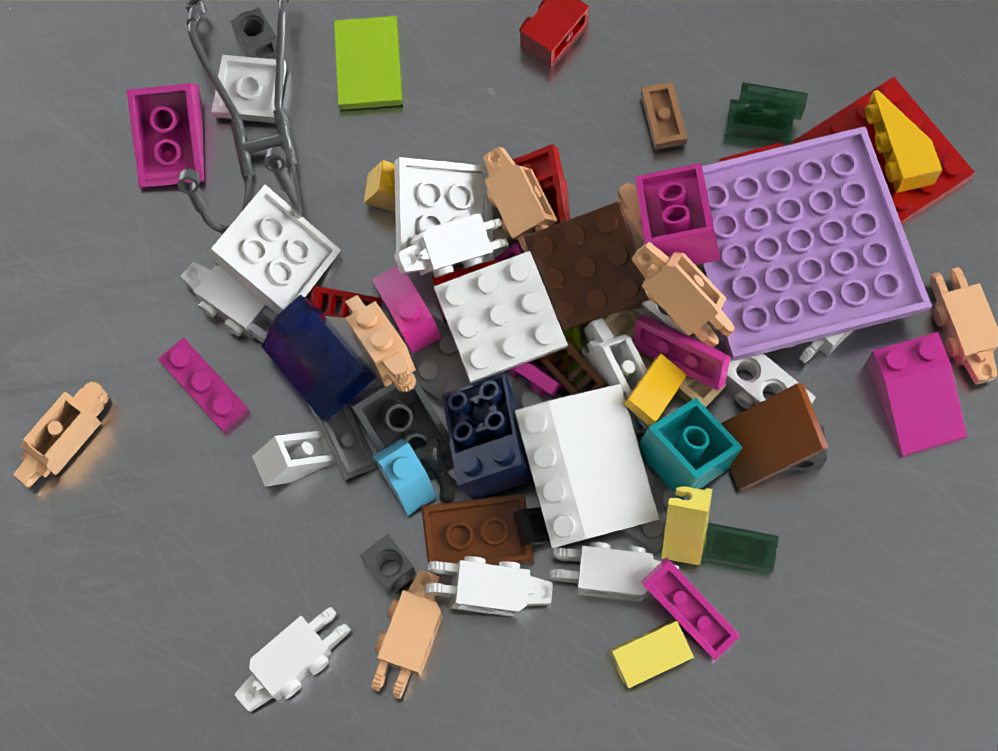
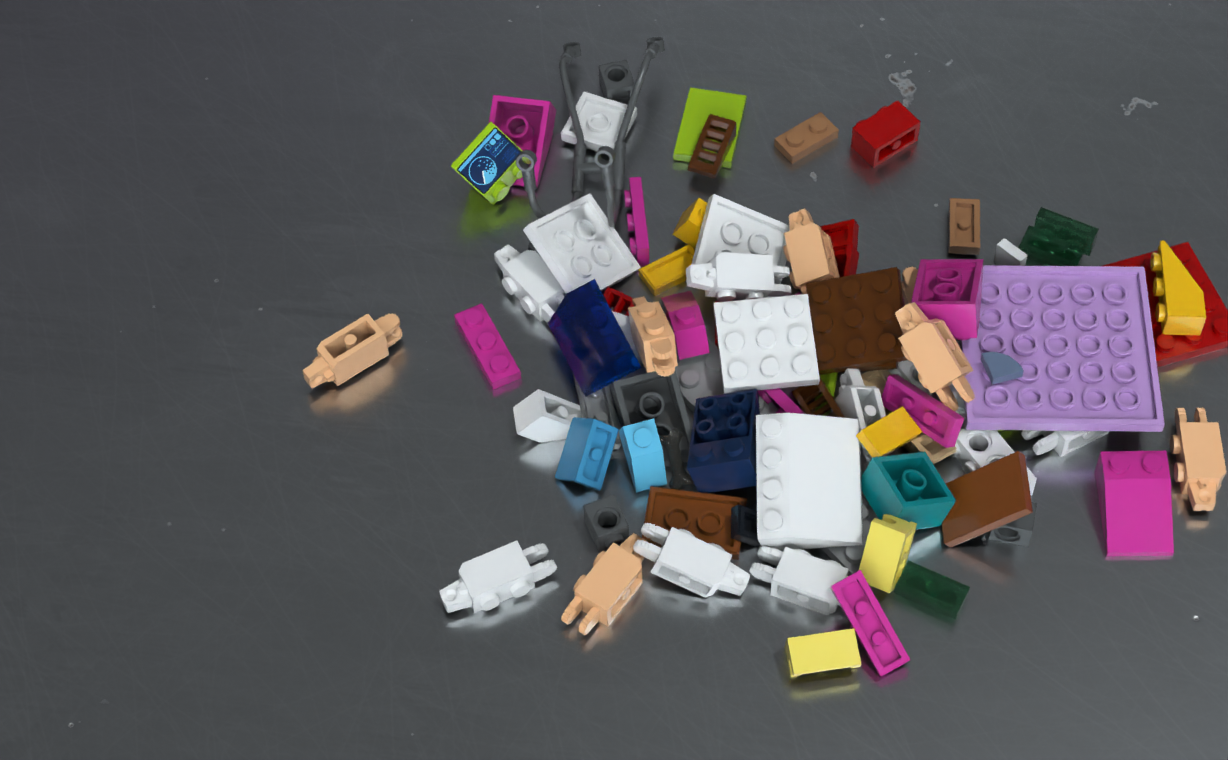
camera: 15 degrees right, 15 degrees down
(148, 173) = (490, 163): none -> slope
(322, 197) = (637, 221): none -> dark pink plate
(344, 489) = (587, 452): none -> dark azure panel
(371, 244) = (667, 270): none -> yellow tile
(378, 68) = (716, 129): none -> reddish brown slope
(472, 49) = (806, 137): none -> medium nougat plate
(720, 141) = (1009, 254): none -> white tile
(751, 285) = (1000, 367): none -> sand blue tile

